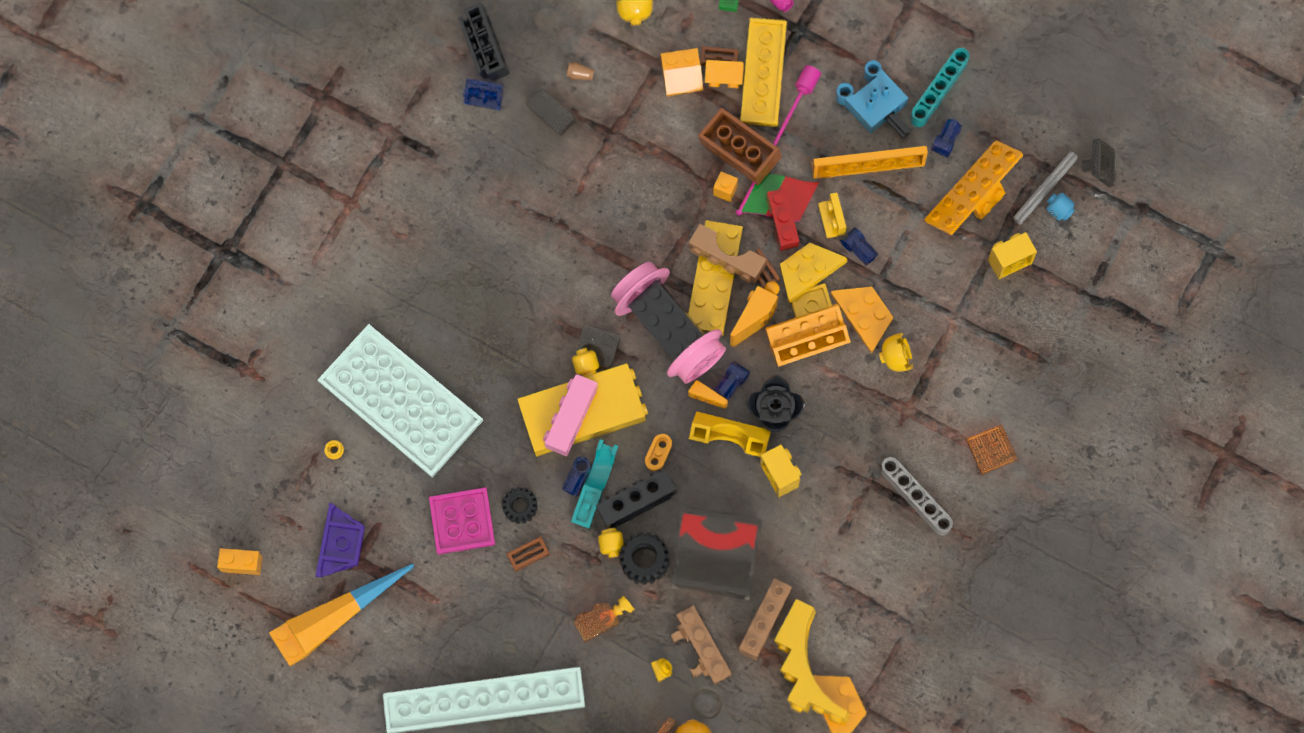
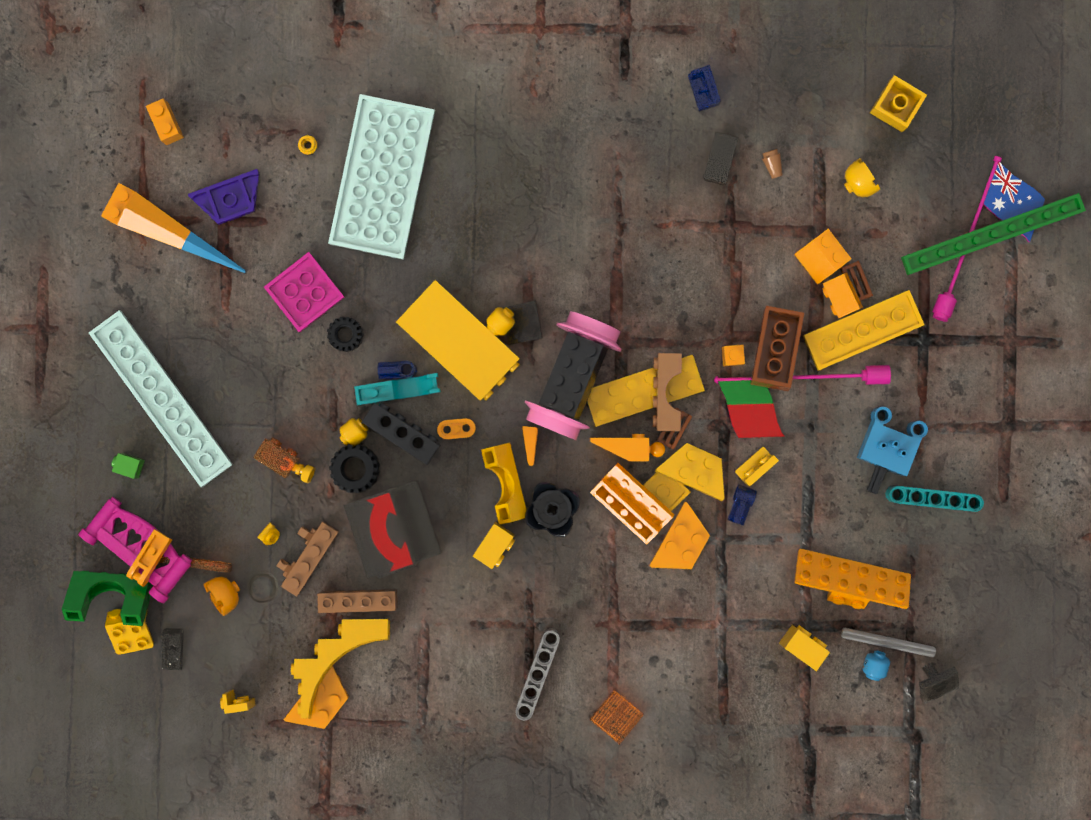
camera: 60 degrees right, 15 degrees up
(486, 38) = (752, 60): black brick -> none
(527, 554) = (320, 373): dark orange tile -> none
(571, 415) = (442, 336): bright pink brick -> none
(734, 376) = (560, 458): clear blue piece -> none
(783, 219) = (729, 423): red arch -> none
(869, 162) = (827, 471): light orange arch -> none
(896, 353) = (657, 590): yellow cylinder -> none
(944, 142) = (882, 530): clear blue piece -> none

